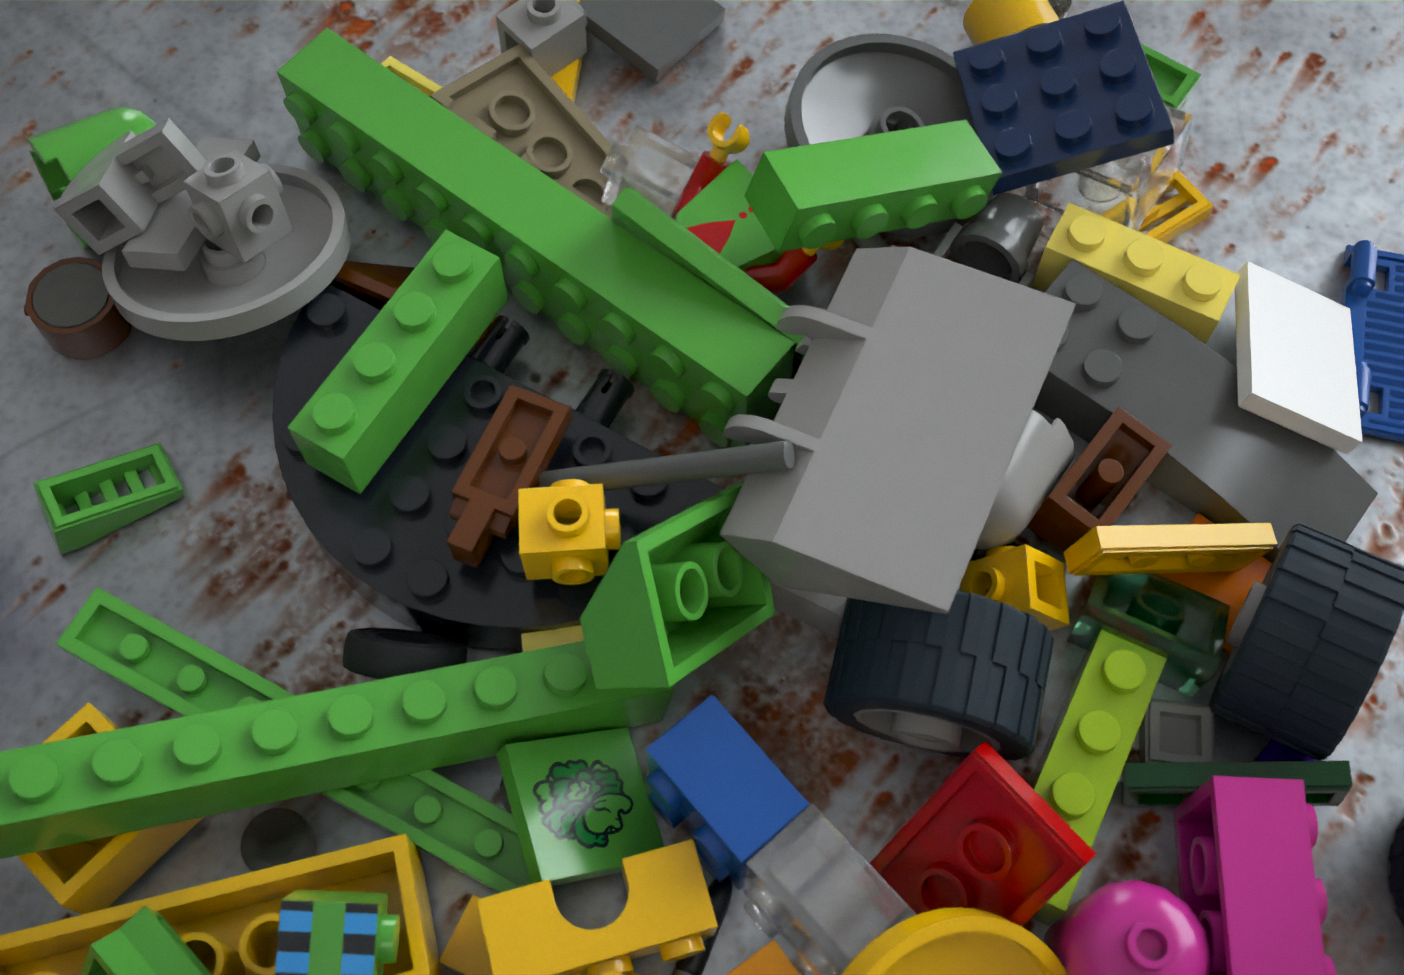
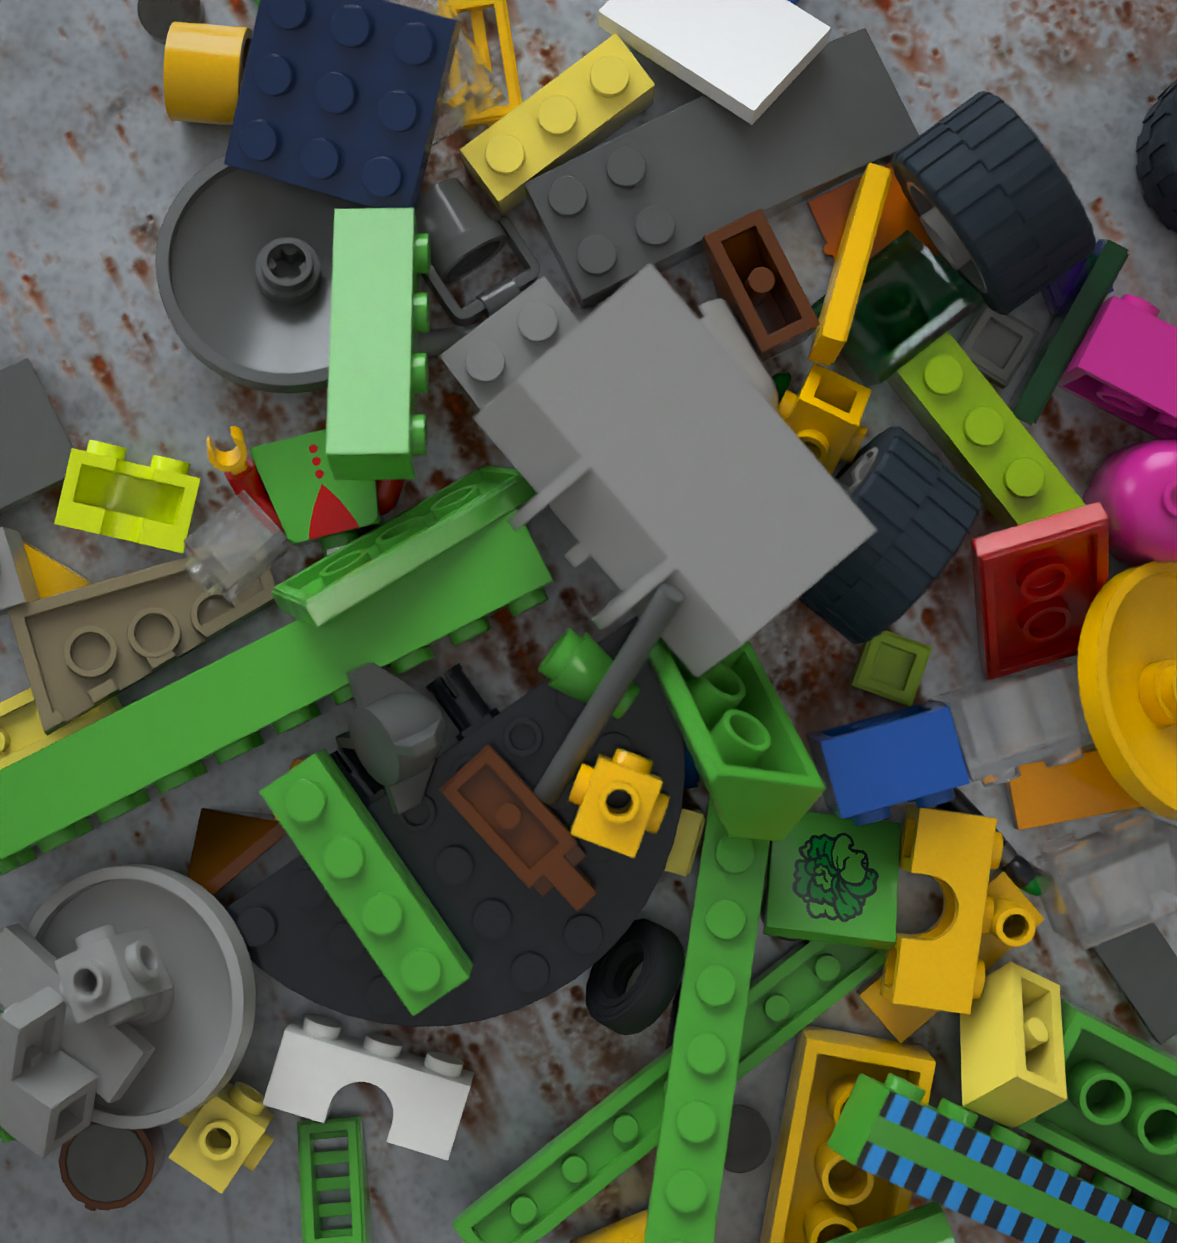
camera: 70 degrees left, 25 degrees up
(125, 376) = (224, 1136): none -> light yellow brick
(220, 528) = (321, 1060): none -> white arch
(549, 339) = (393, 734): none -> dark grey piece
(649, 91) = (127, 498): none -> neon yellow cylinder
(674, 437) = (578, 666): none -> bright green cone
(822, 775) = (891, 667): none -> lime tile

